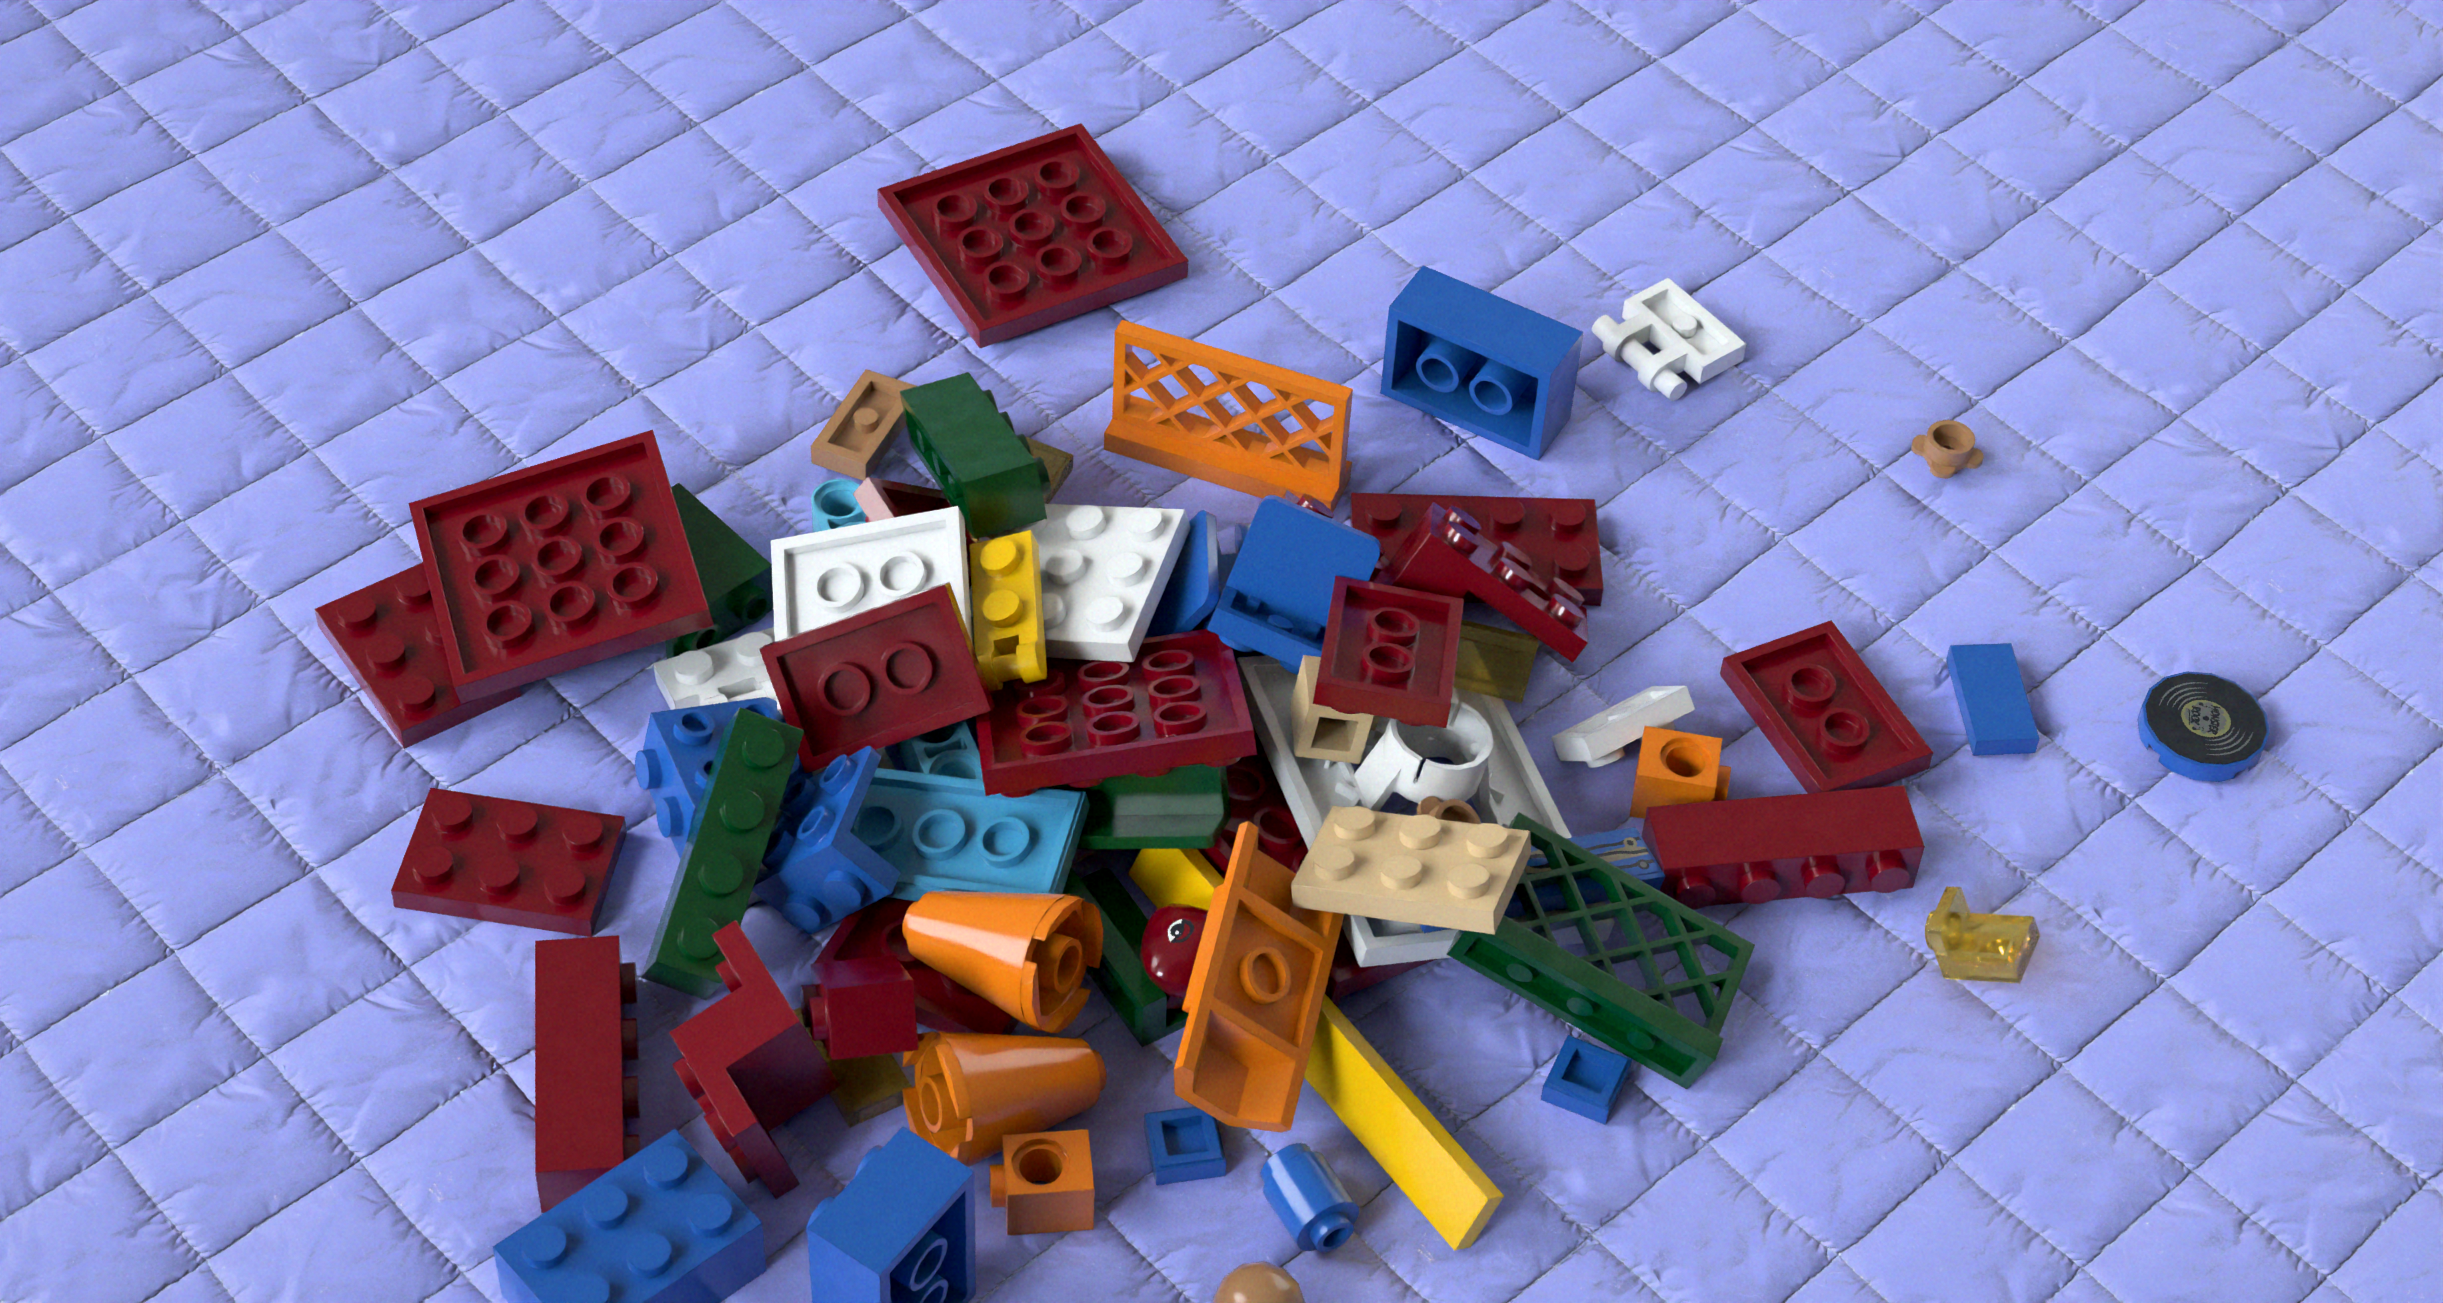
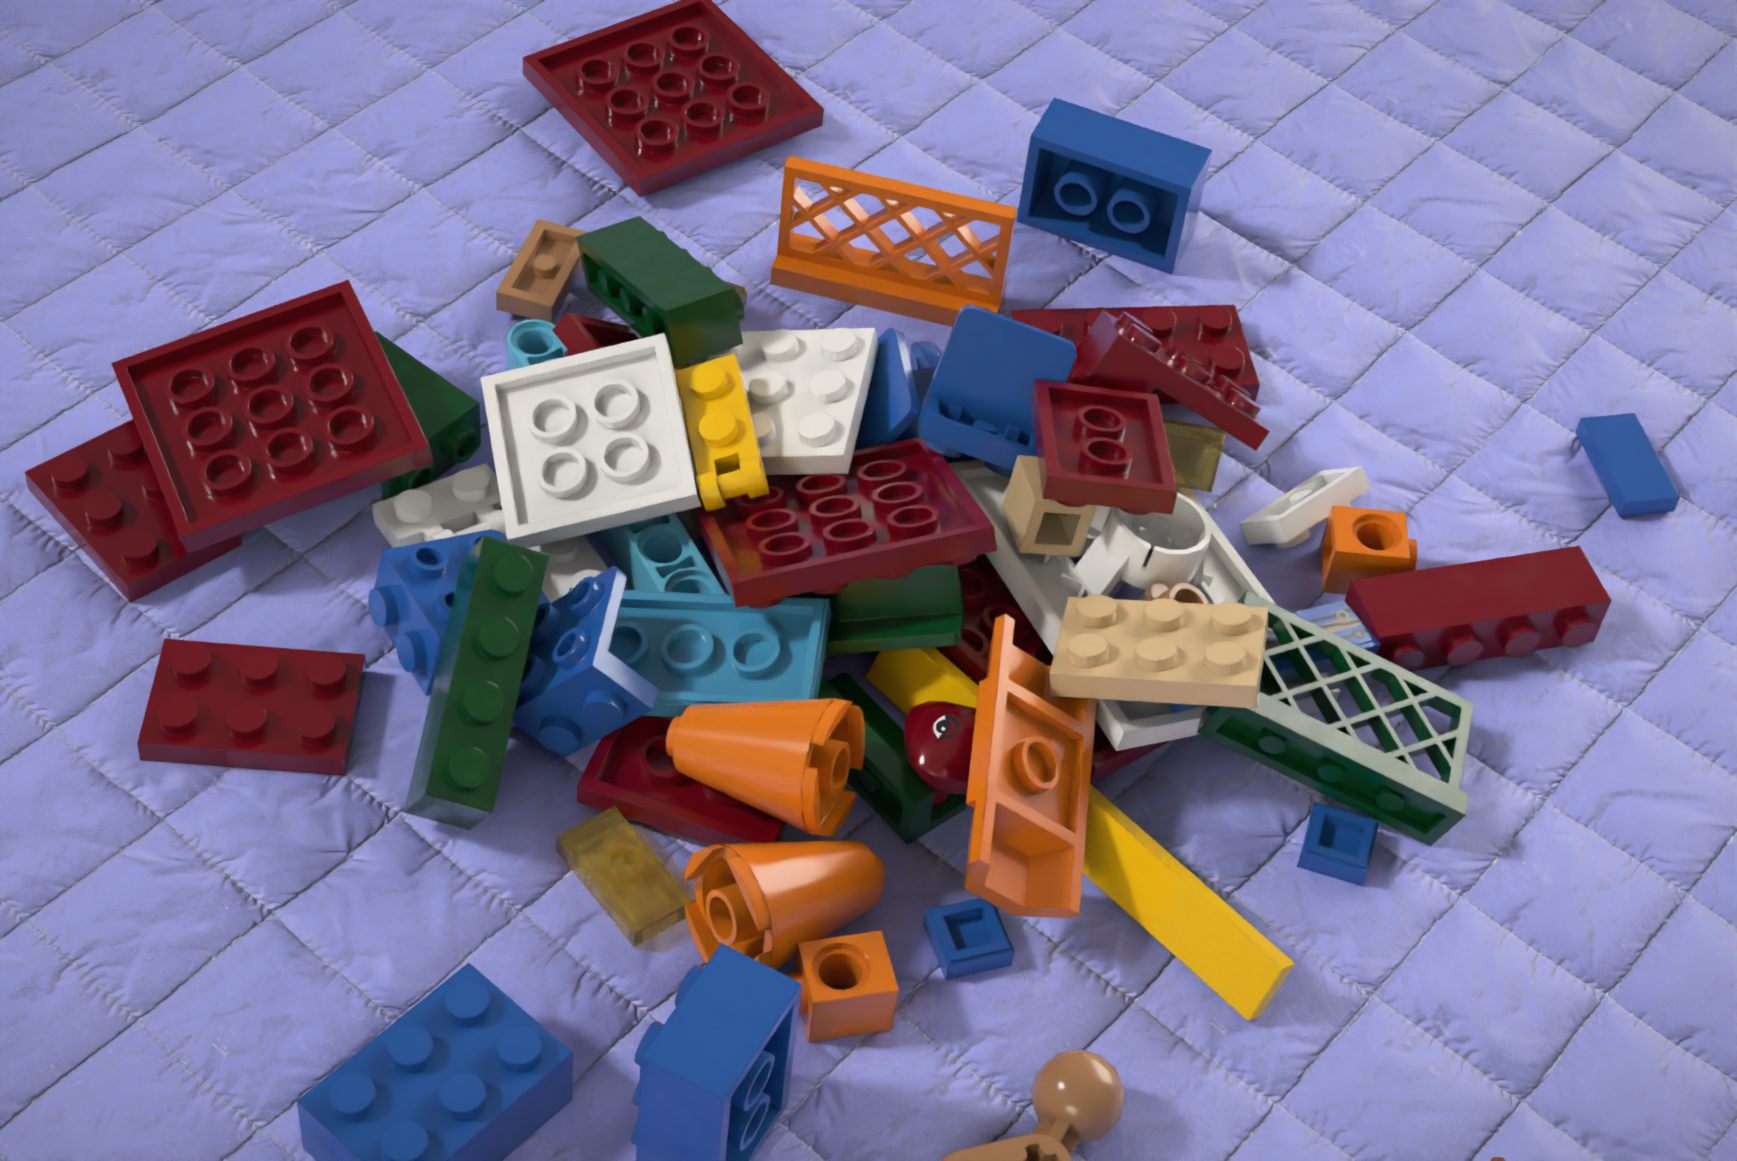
camera: 10 degrees left, 0 degrees up
(582, 1063) = (359, 907): dark red brick -> none
(750, 1064) = (536, 888): dark red bracket -> none
(861, 1007) = (644, 825): dark red brick -> none
(878, 676) = (610, 499): dark red plate -> none
(1309, 1198) = (1103, 981): blue brick -> none
(1678, 327) = (1280, 152): white plate -> none
(1825, 712) = (1484, 484): dark red plate -> none
(1948, 448) = (1537, 244): medium nougat plate -> none
(1977, 943) = (1674, 688): clear yellow bracket -> none

